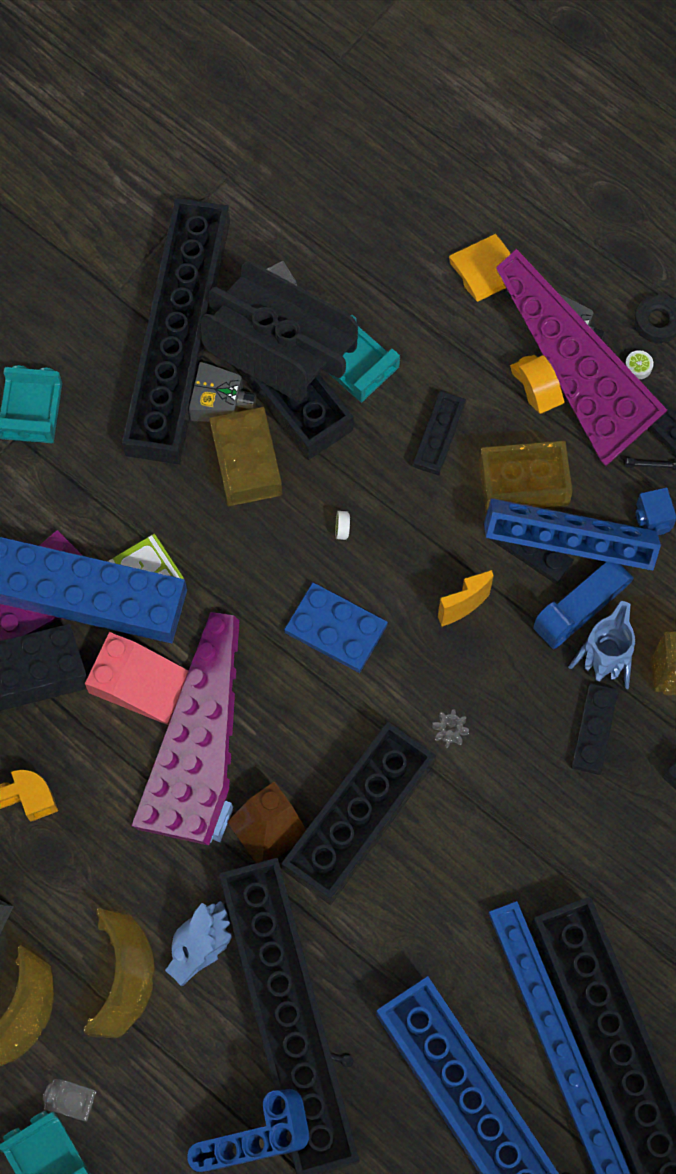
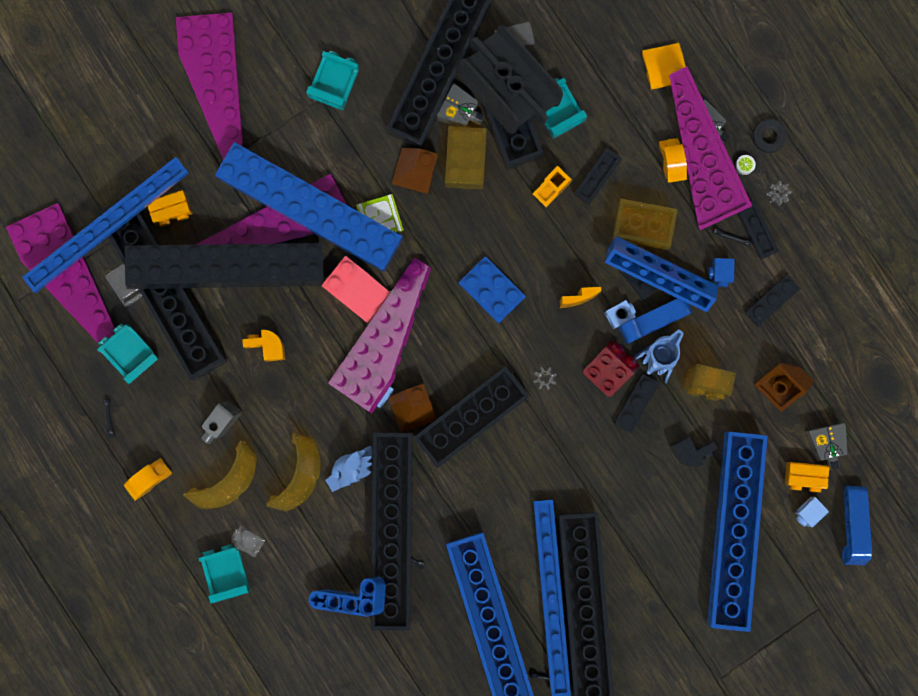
camera: 15 degrees right, 15 degrees up
(179, 491) = (415, 169): none -> reddish brown slope
(342, 525) = (515, 223): white tile -> none
(382, 458) = (552, 186): none -> light orange brick
(521, 616) = (612, 316): none -> light blue brick
(541, 689) = (611, 368): none -> dark red bracket

